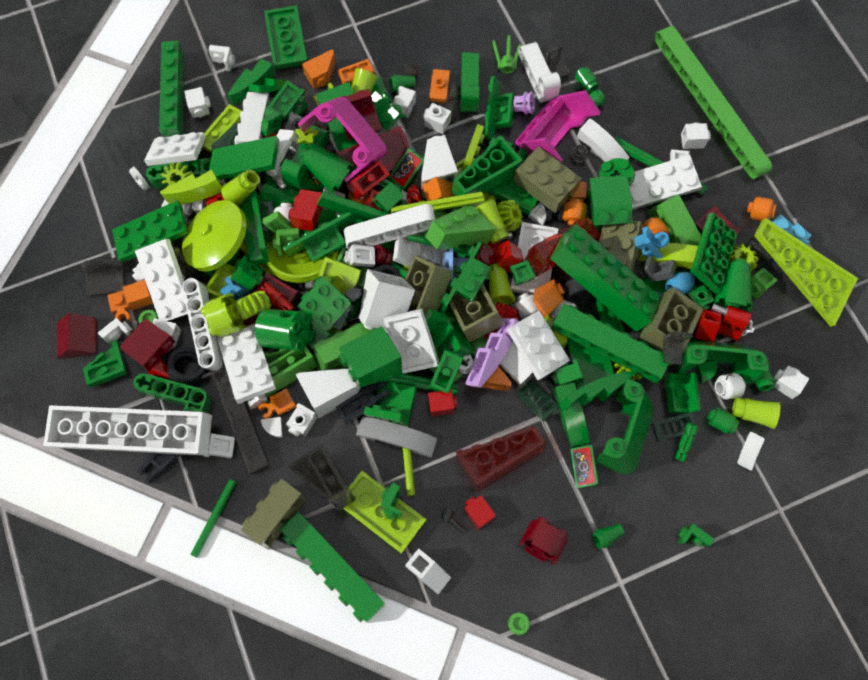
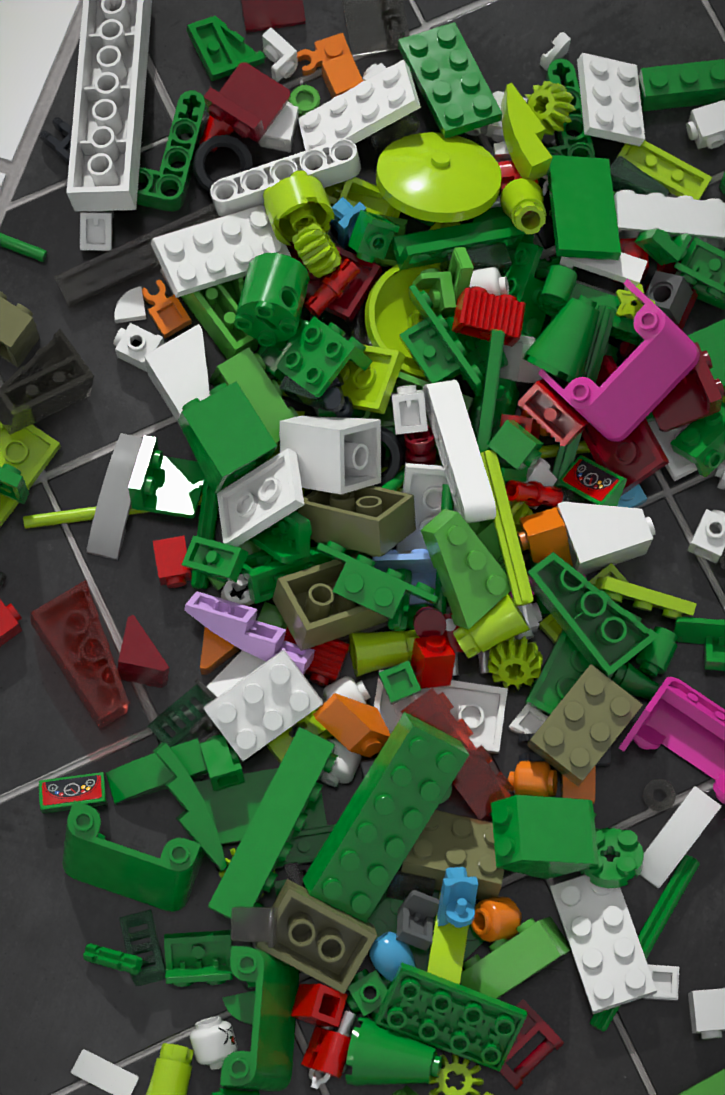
camera: 85 degrees right, 5 degrees up
(355, 405) = (162, 423): black hinge -> none
(502, 420) = (140, 659): none -> dark red slope
(722, 420) = (153, 1025): green brick -> none

